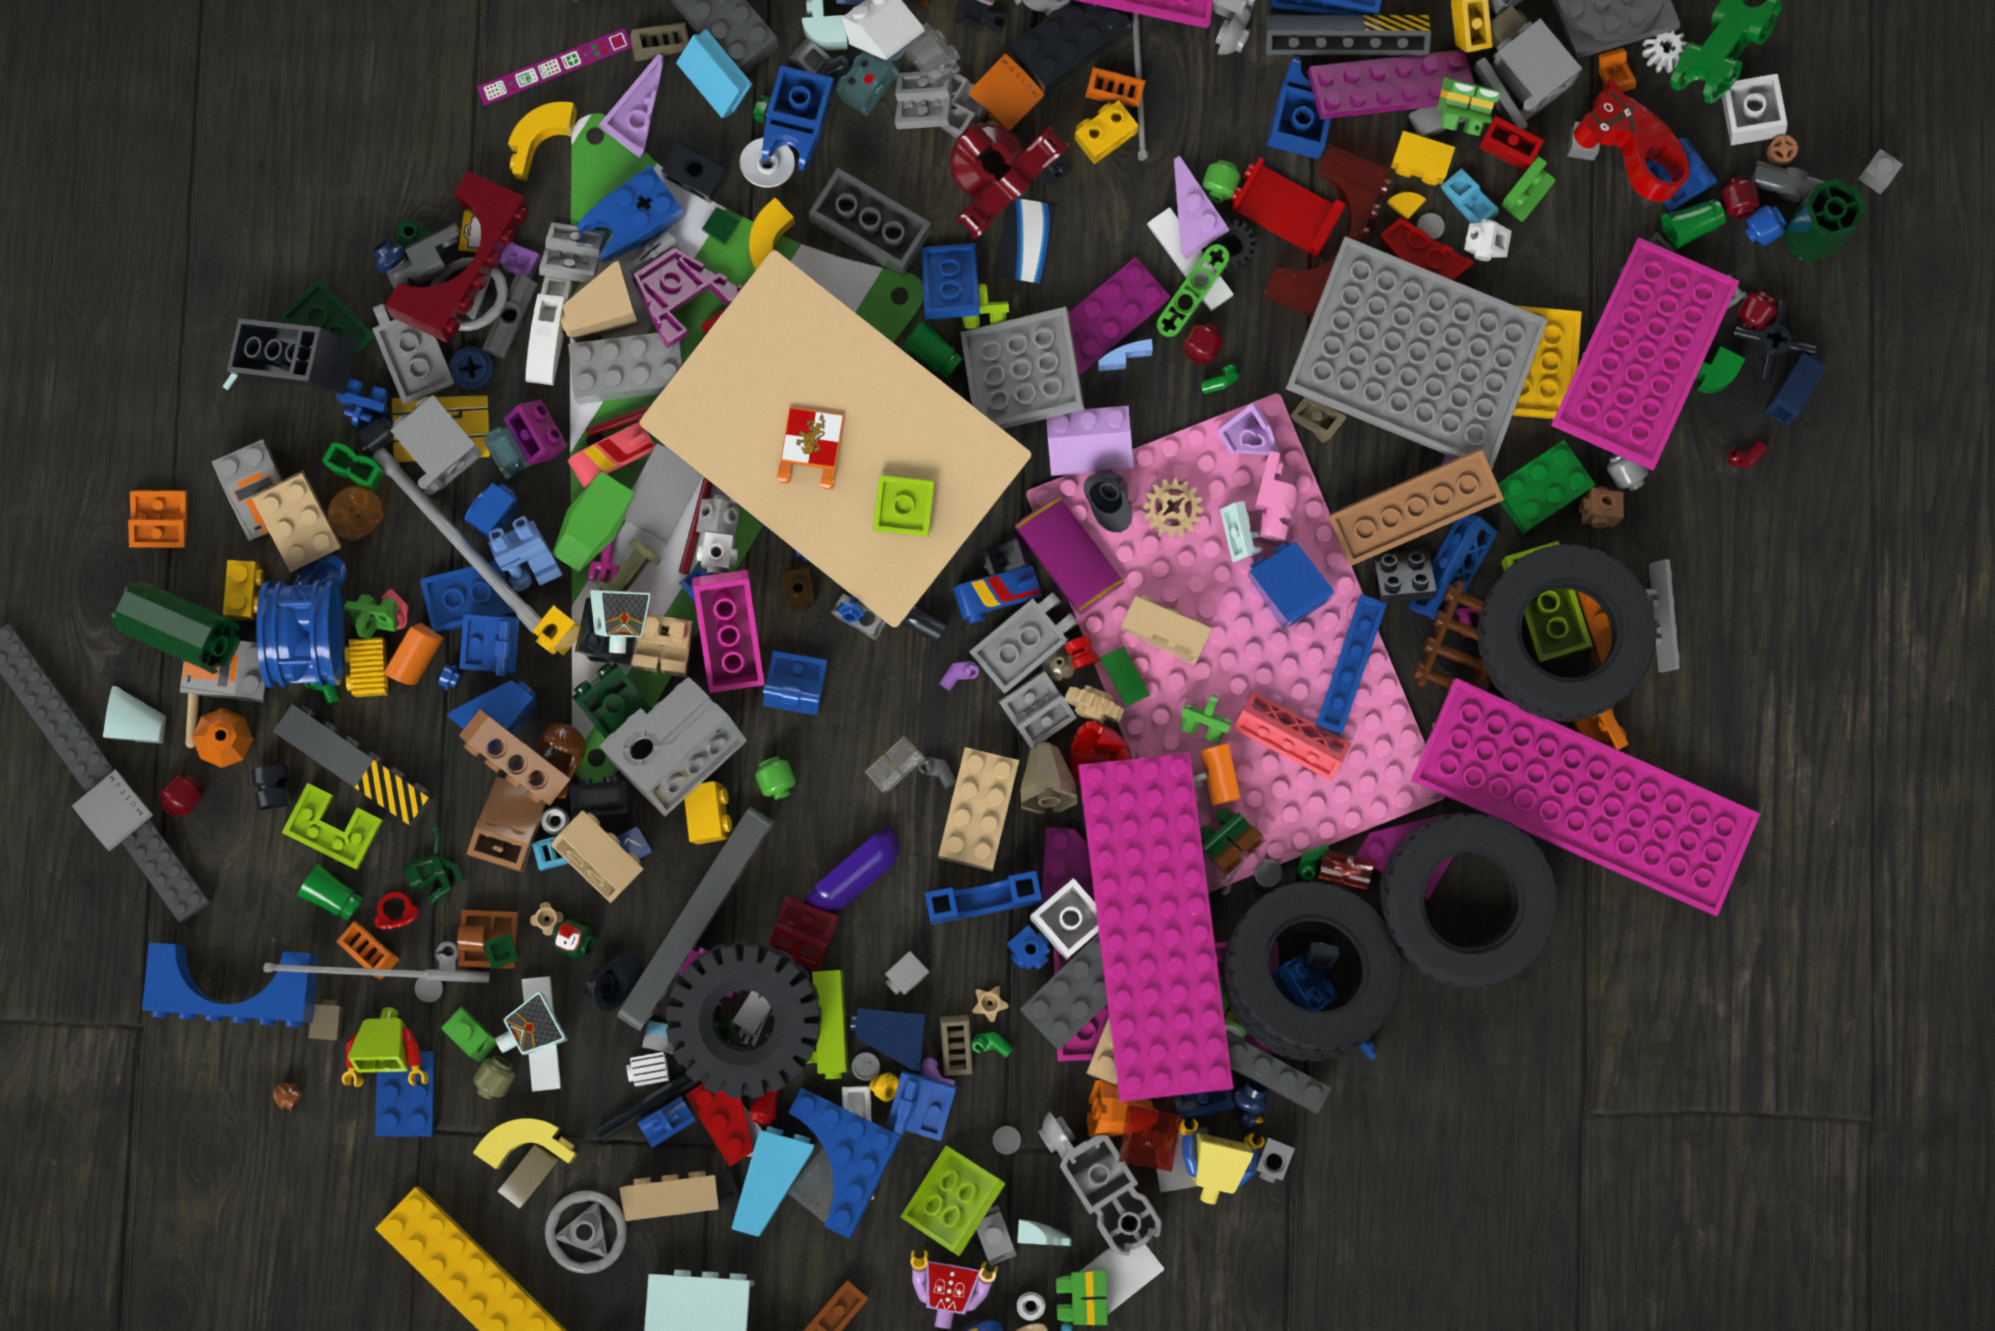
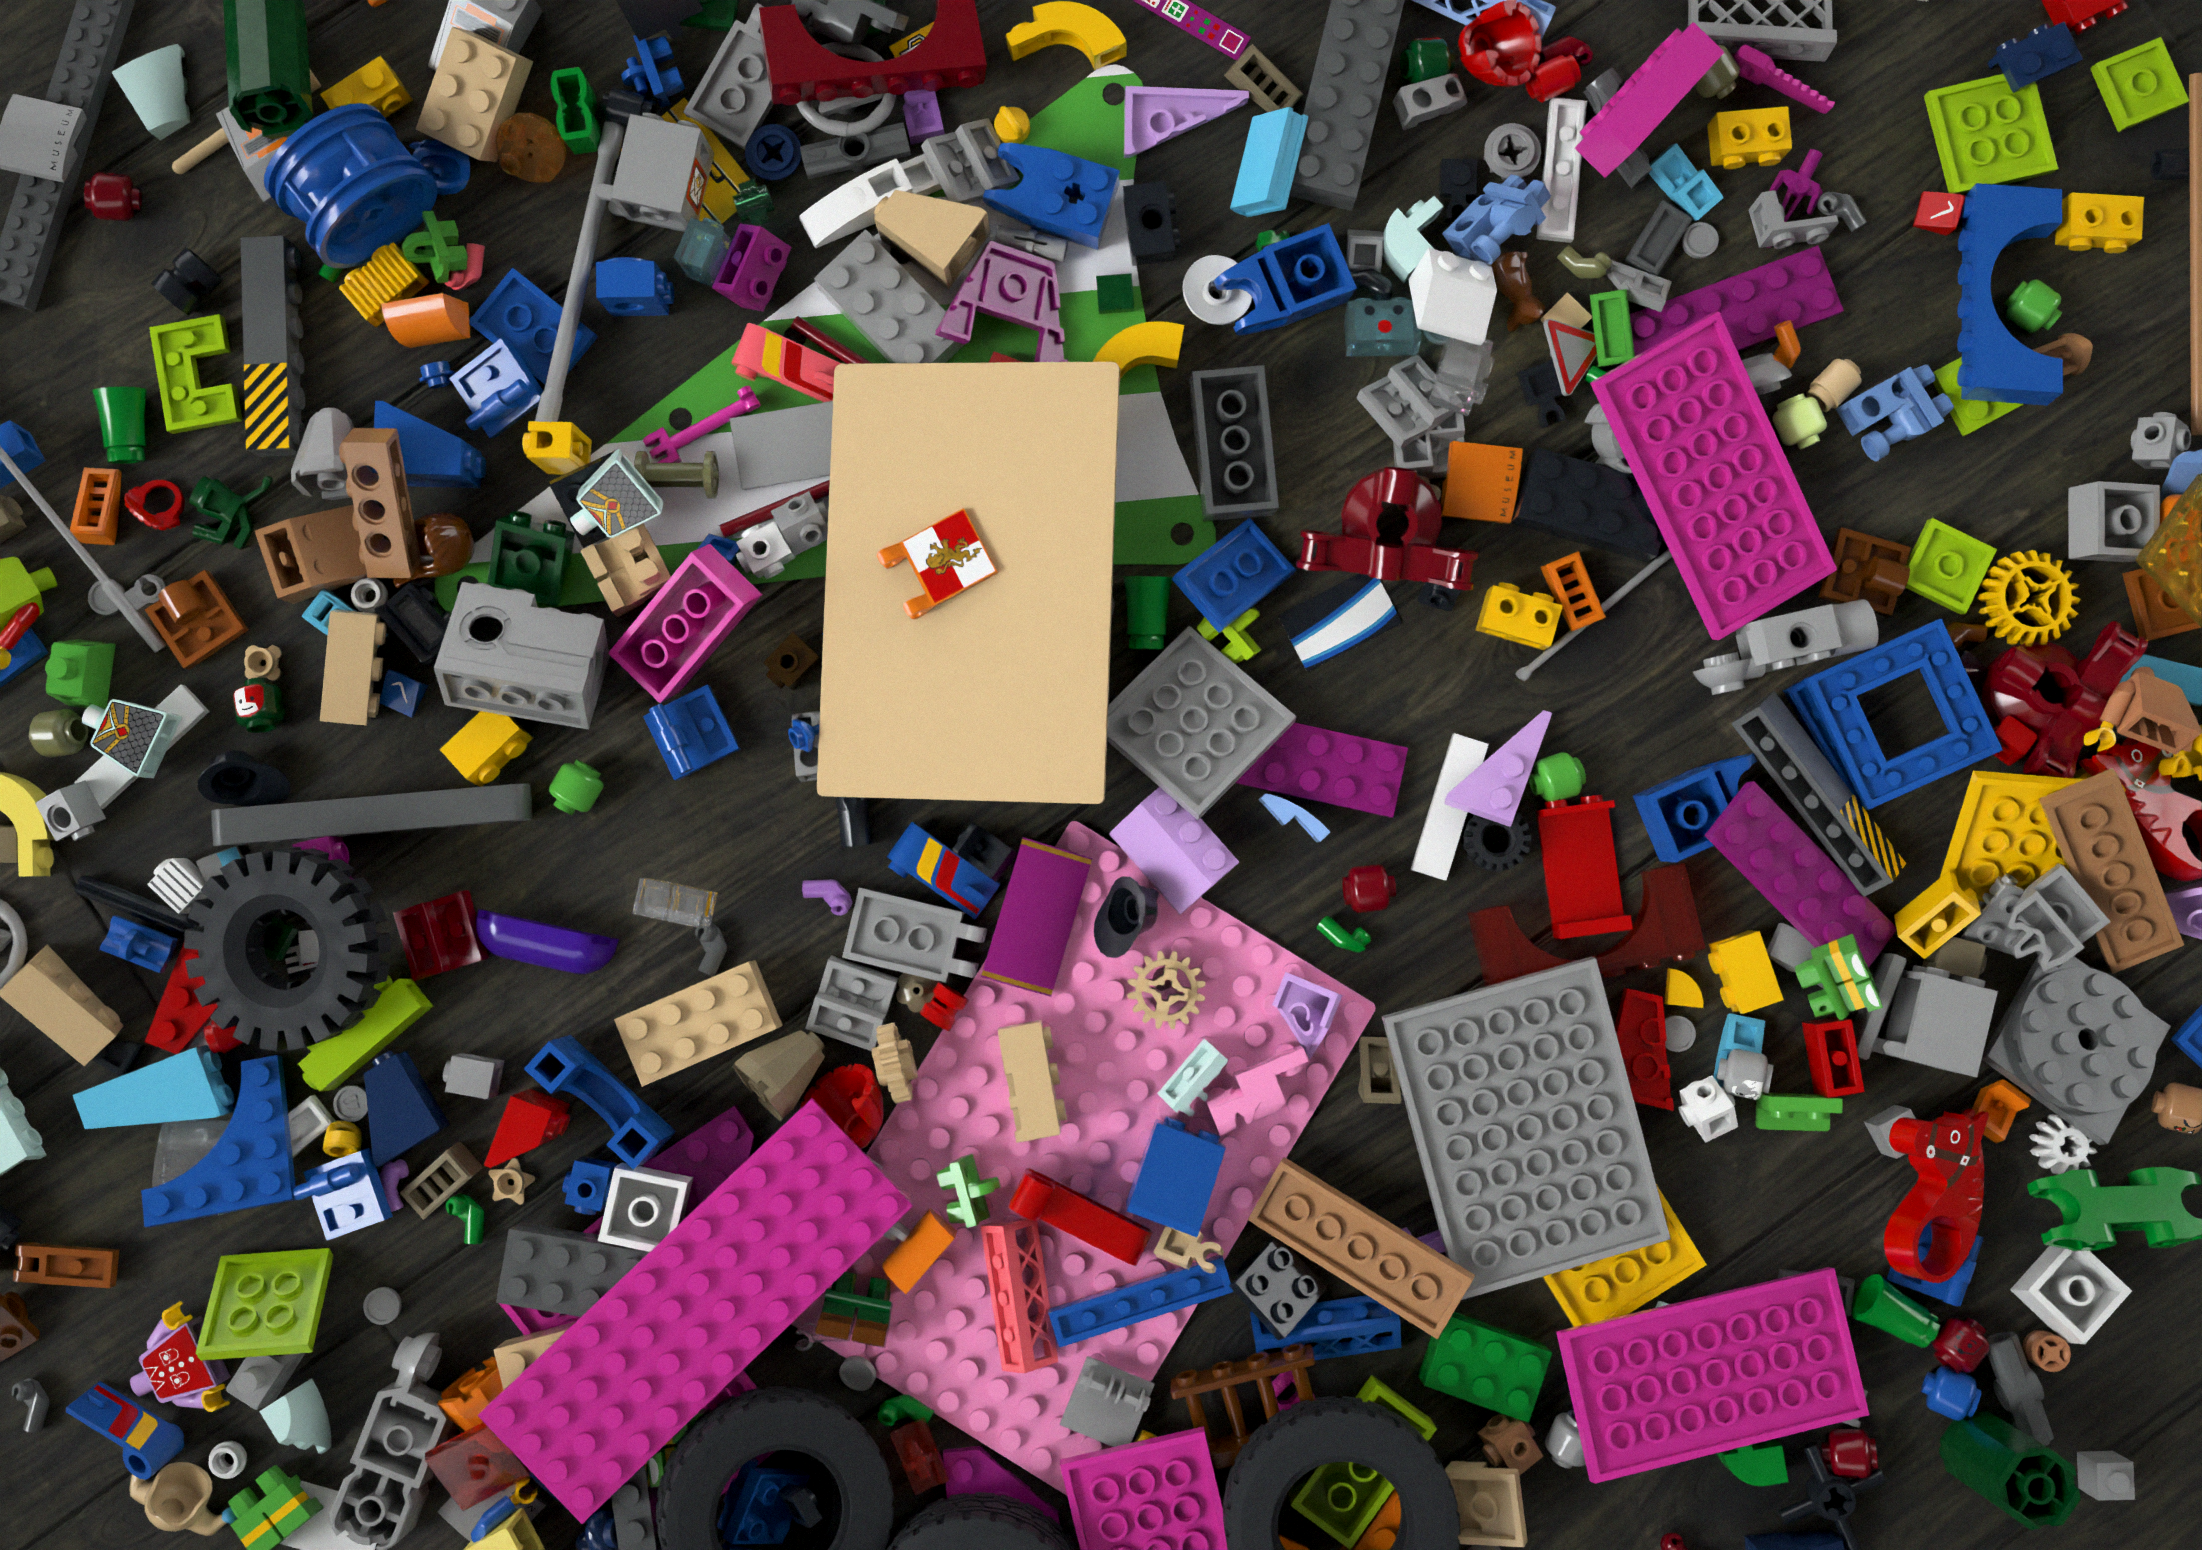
camera: 55 degrees right, 5 degrees up
(232, 748) = (203, 193): orange cone -> none
(454, 777) = (318, 458): none -> light grey cone
(495, 402) = (753, 202): none -> clear green gear
(501, 951) = (185, 642): dark green plate -> none
(523, 545) = (618, 342): medium blue hips -> none
(545, 1093) = (71, 812): none -> light grey brick
(568, 211) = (1012, 125): none -> yellow tile
(592, 521) = (701, 396): bright green piece -> none
(904, 506) = (946, 708): lime plate -> none
(965, 957) = (526, 1124): none -> red slope
(1124, 677) = (950, 1071): green slope -> none
(1189, 287) = (1416, 831): bright green beam -> none
(1272, 662) = (1080, 1216): none -> red beam
(1336, 612) = (1184, 1248): none -> tan plate
(1398, 731) = (1107, 1403): none -> light grey hinge
(1482, 202) = (1745, 1074): none -> light grey head
(1630, 543) = (1488, 1504): none -> tan plate

